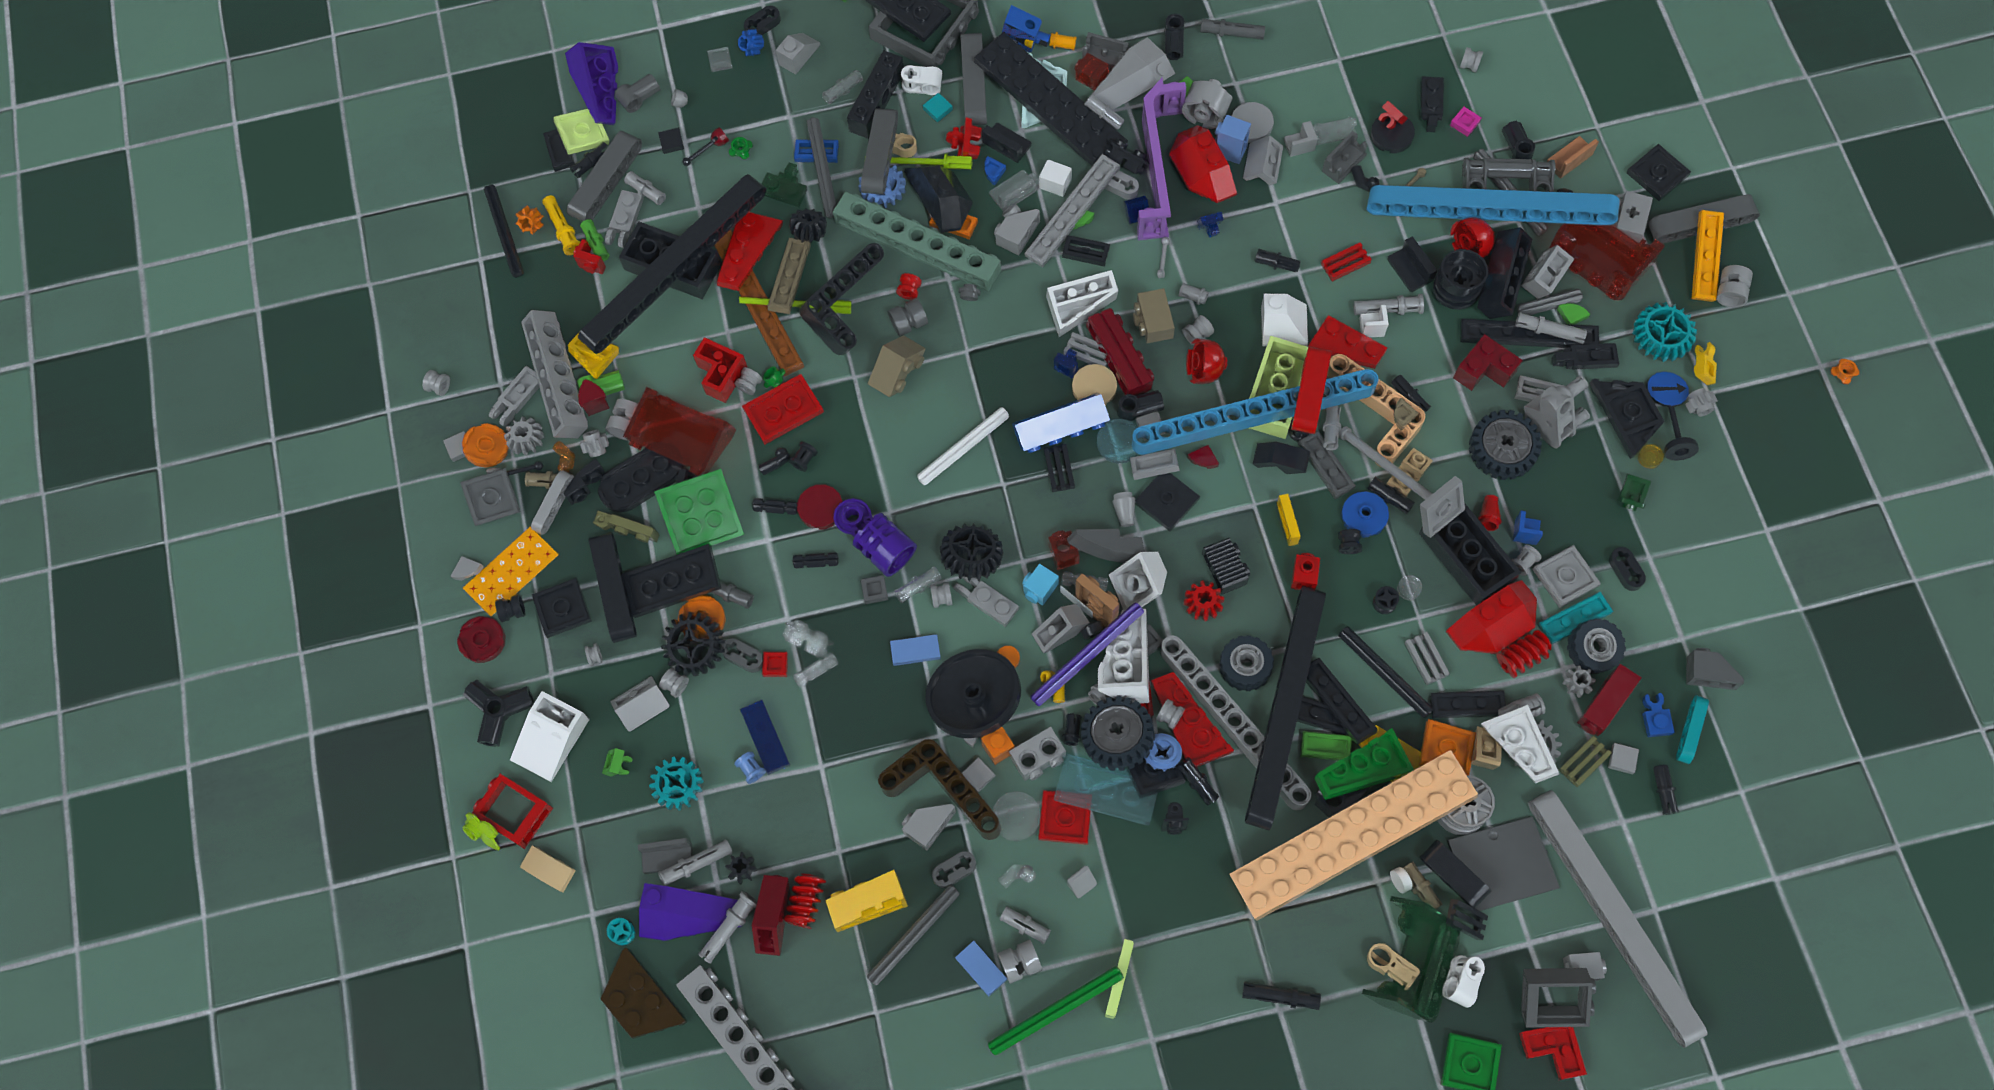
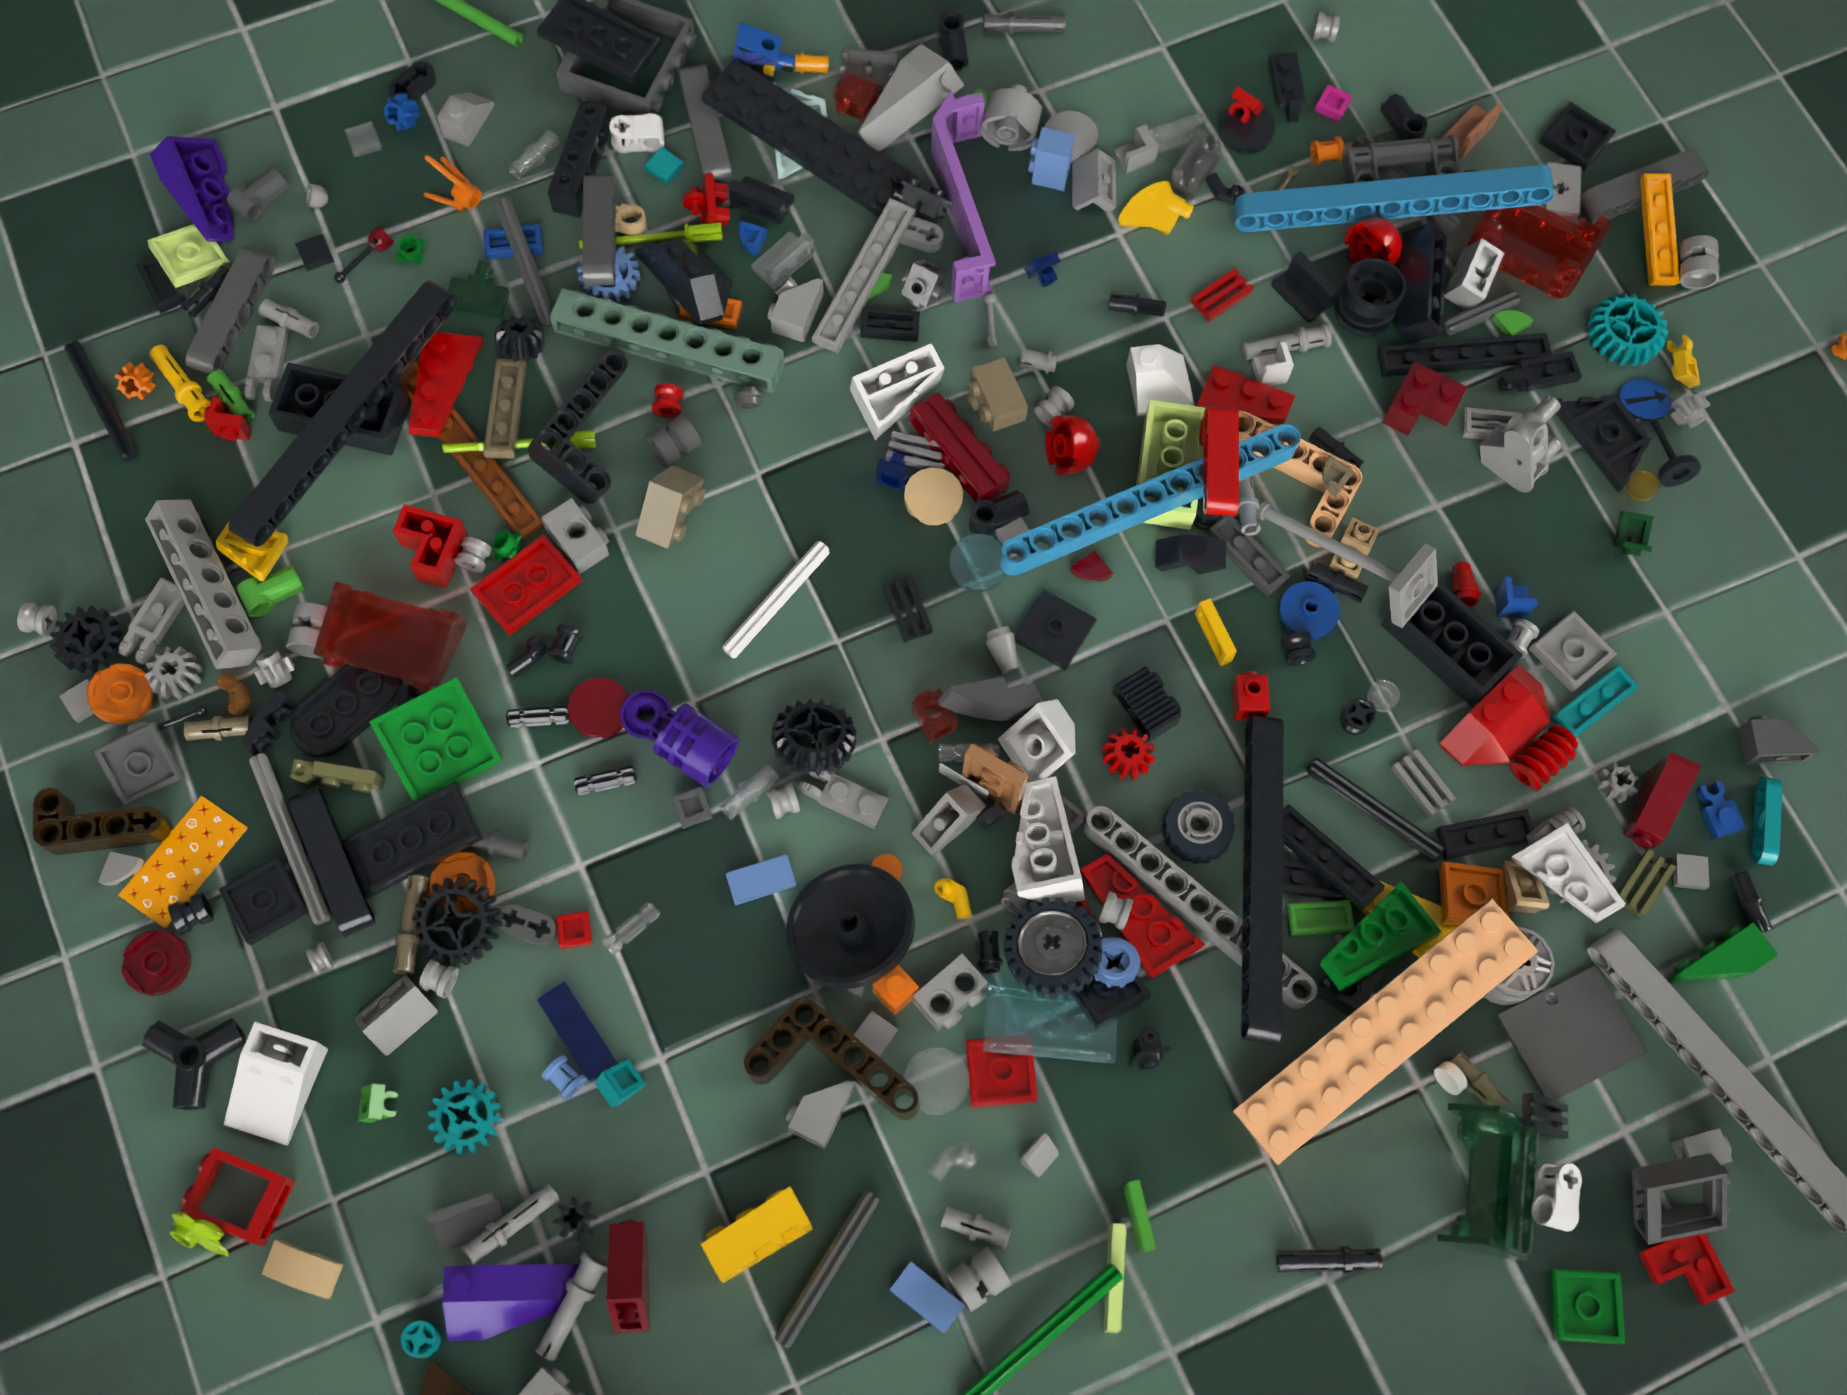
camera: 20 degrees left, 0 degrees up
(460, 536) = (103, 825): none -> dark brown beam
(471, 404) = (79, 631): none -> black gear
(551, 503) = (227, 759): light grey beam -> none
(586, 567) = (290, 839): none -> light grey axle
(592, 398) = (261, 608): dark red tile -> none
(656, 652) = (406, 941): none -> dark tan pin
(786, 109) = (464, 192): none -> orange plant
(788, 778) = (619, 1083): none -> teal slope
(804, 900) = (671, 1248): red piece -> none
(815, 640) = (624, 889): clear hinge -> none
(829, 389) = (581, 551): none -> light grey brick
(951, 864) = (860, 1162): dark grey beam -> none
(1040, 584) = (911, 766): medium azure brick -> none
(1055, 178) = (834, 236): white panel -> none
(1060, 422) = (900, 549): brick -> none
(1087, 654) = (992, 849): dark purple axle -> none
(1104, 111) = (881, 144): light grey axle -> none
(1116, 223) = (923, 283): none -> flat silver brick
(1133, 206) = (945, 257): clear blue tile -> none
(1145, 938) = (1139, 1216): none -> bright green tile
(1154, 464) = (1031, 586): light grey tile -> none
(1198, 781) = (1167, 993): black pin -> none
(1202, 164) = (1020, 196): red wedge -> none
(1307, 186) = (1155, 208): none -> yellow arm
(1397, 967) = (1468, 1194): tan piece -> none
(1451, 159) = (1326, 150): none -> orange bush
(1455, 874) = (1517, 1058): black beam -> none
(1521, 446) = (1456, 515): wheel -> none
(1541, 325) = (1481, 341): light grey pin -> none
(1610, 645) = (1646, 729): black wheel -> none
(1628, 568) = (1644, 630): black beam -> none
(1640, 829) = (1733, 958): none -> green slope

